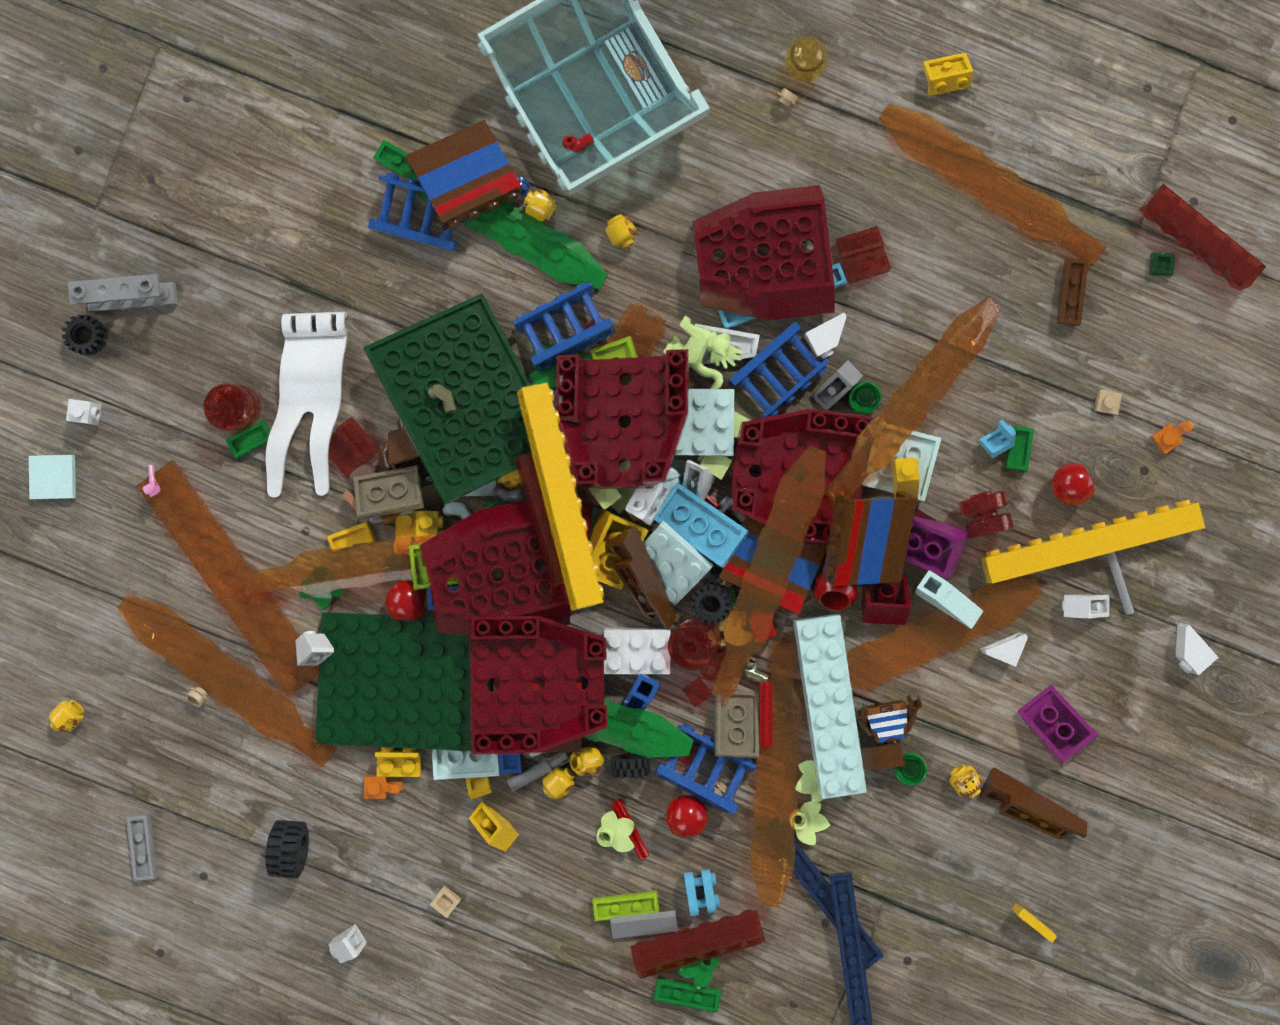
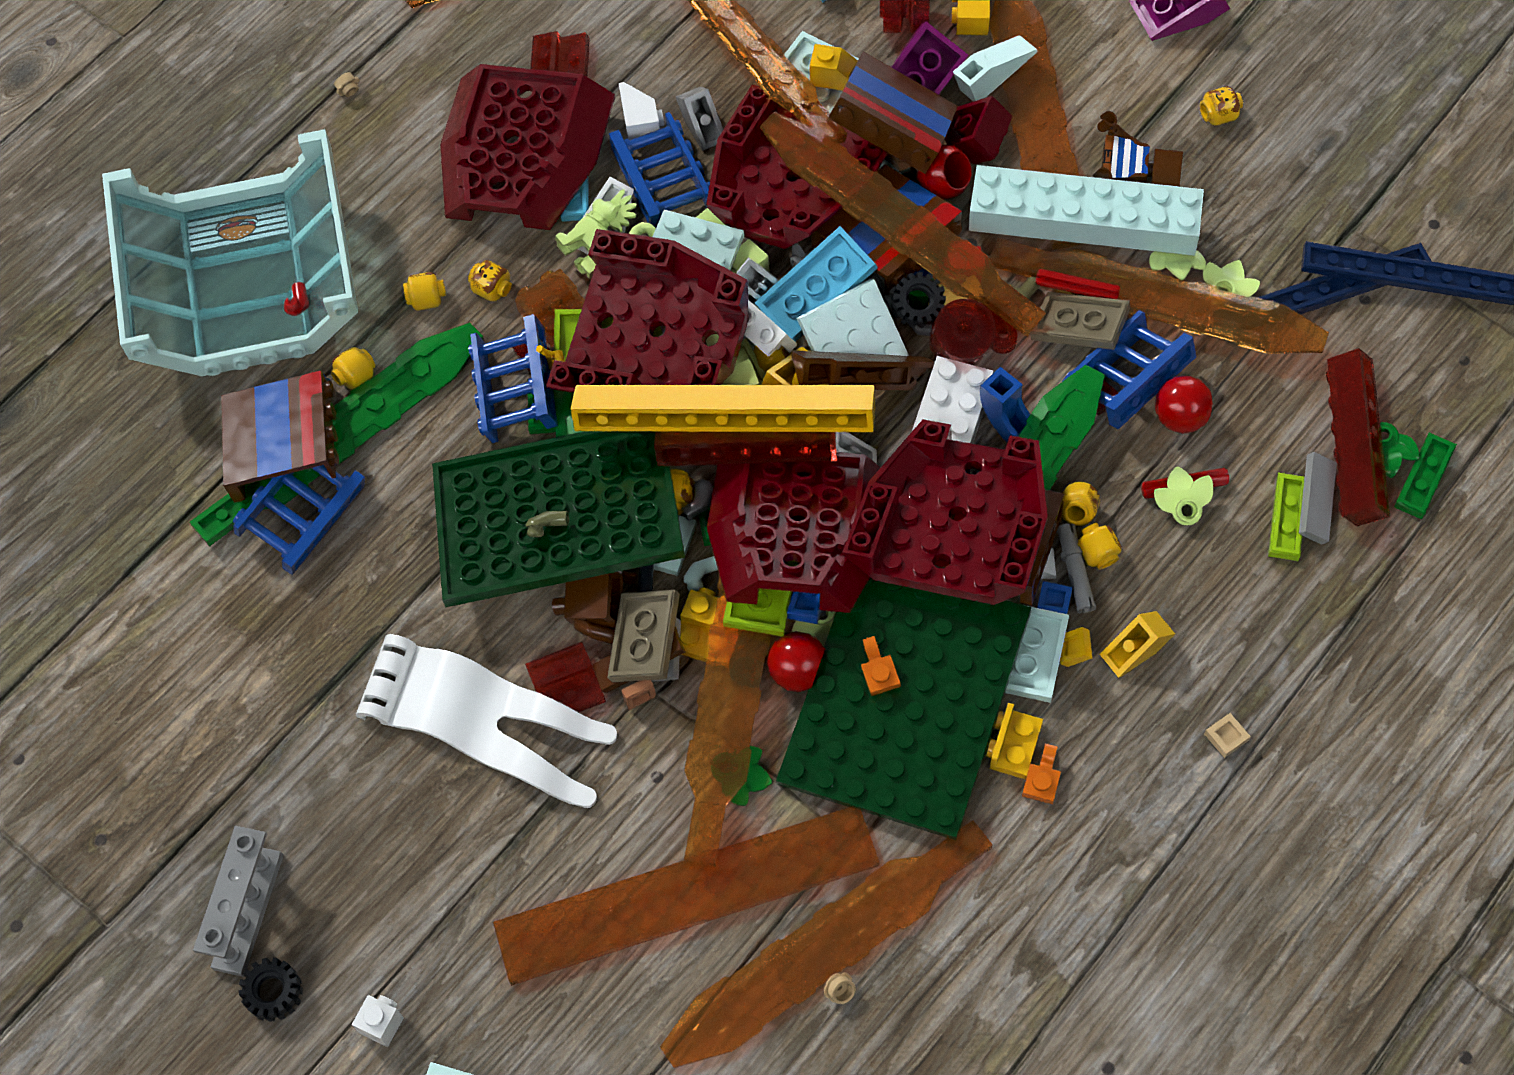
camera: 70 degrees left, 25 degrees down
(153, 487) = (522, 952): bright pink hand -> none
(231, 407) = (452, 806): clear red wheel -> none
(249, 439) = (505, 810): green tile -> none
(287, 849) = (1096, 910): black tyre -> none
(312, 649) = (822, 795): white slope -> none
(347, 944) = (1258, 877): white slope -> none
(354, 535) = (684, 715): yellow tile -> none
(409, 661) = (878, 672): none -> orange plate
(586, 352) = (550, 355): none -> yellow hand
(630, 766) = (1099, 450): black tyre -> none
(644, 277) = (489, 280): none -> yellow head
(697, 691) = (1026, 361): clear red tile -> none
(708, 881) = (1290, 420): medium azure brick -> none
(806, 66) = (312, 52): clear yellow helmet -> none
(865, 397) = (726, 91): green hair -> none
(913, 771) = (1195, 152): green hair -> none
(1007, 649) = (1075, 28): white slope -> none
(1031, 807) = (1271, 52): reddish brown wedge -> none
(1034, 922) = (1413, 78): yellow tile -> none

